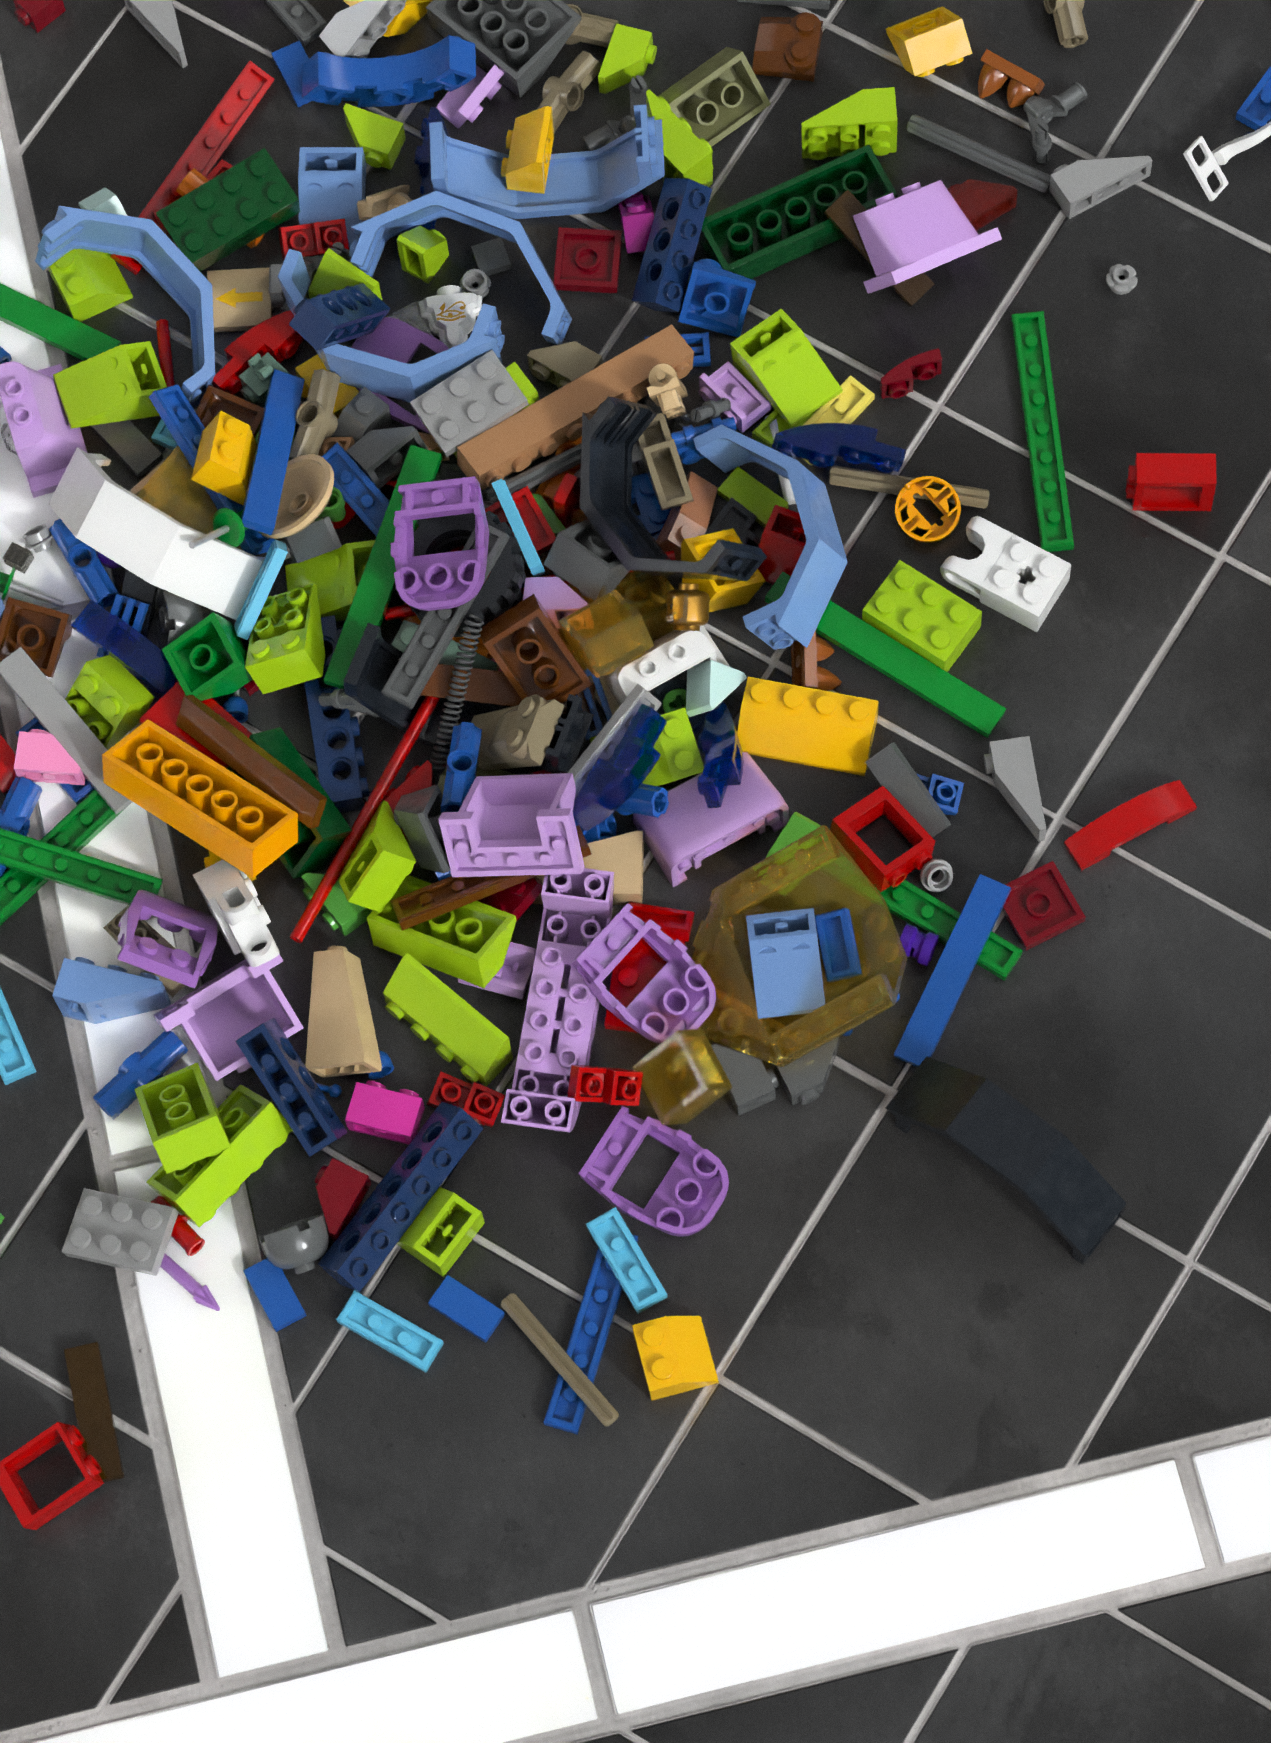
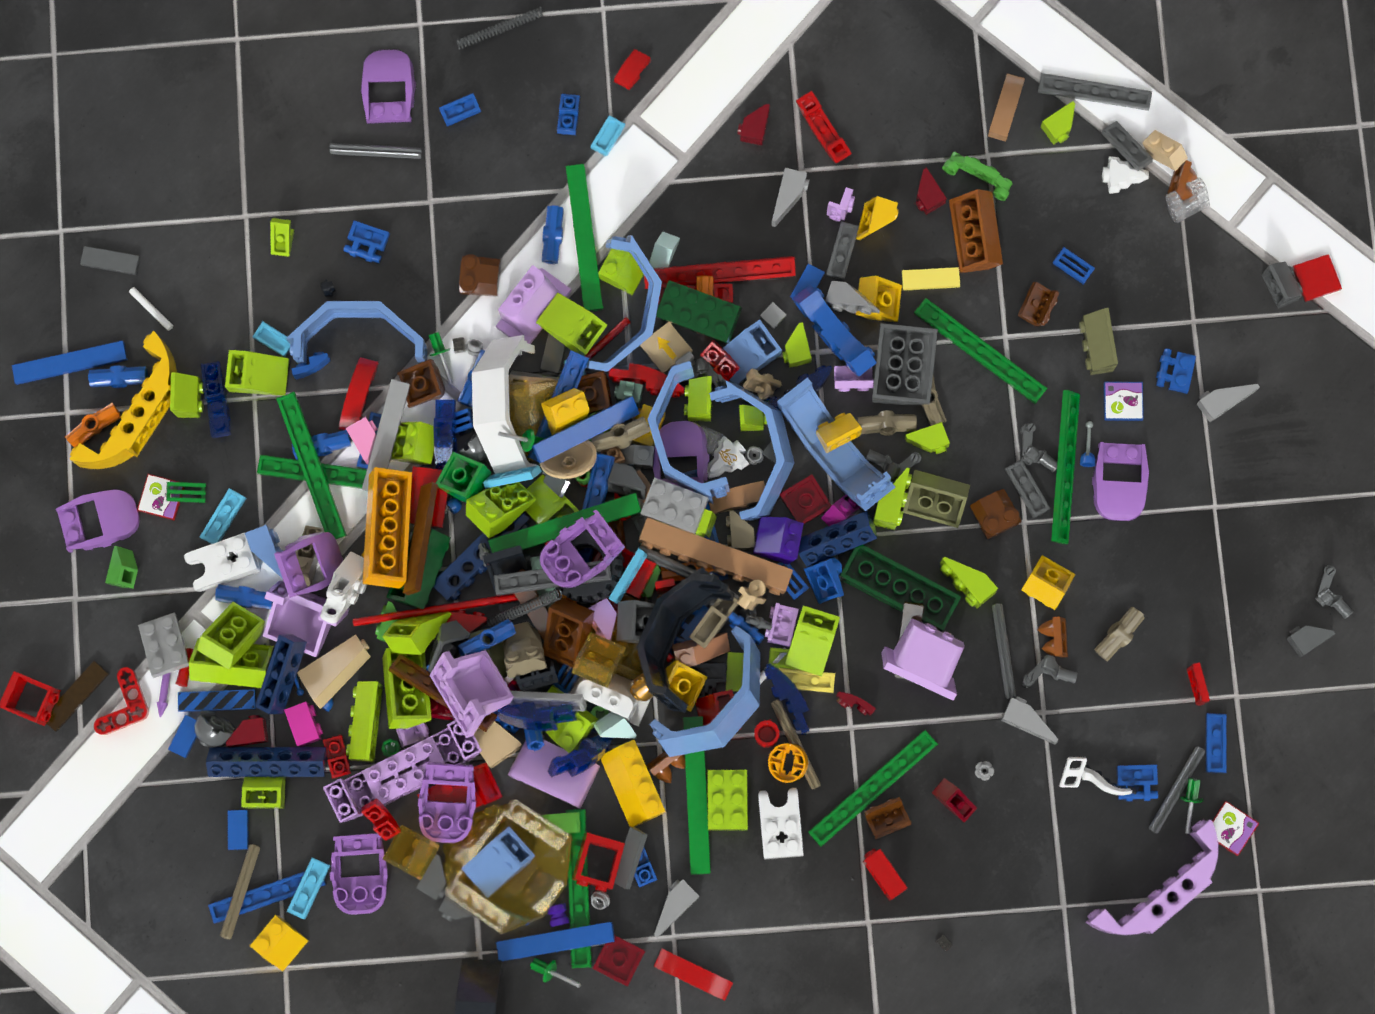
camera: 55 degrees right, 10 degrees up
(65, 1076) = (218, 562): none -> white brick
(168, 1338) = (132, 705): none -> red beam
(257, 1215) = (216, 700): none -> tile
(304, 136) = (773, 315): none -> light grey tile
(338, 316) = (670, 411): dark blue brick -> none
(390, 1331) = (203, 803): medium azure tile -> none
(510, 1016) = (390, 747): none -> green tile
(523, 325) = (738, 498): none -> medium nougat slope
(614, 318) = (778, 539): none -> dark purple slope
(838, 945) = (529, 878): blue tile -> none
(868, 510) = (766, 733): none -> red piece
(983, 200) = (972, 670): clear red slope -> none
(986, 1009) = (549, 971): none -> green piece
(1097, 435) = (887, 817): none -> reddish brown bracket
(1133, 337) = (954, 800): none -> dark red slope

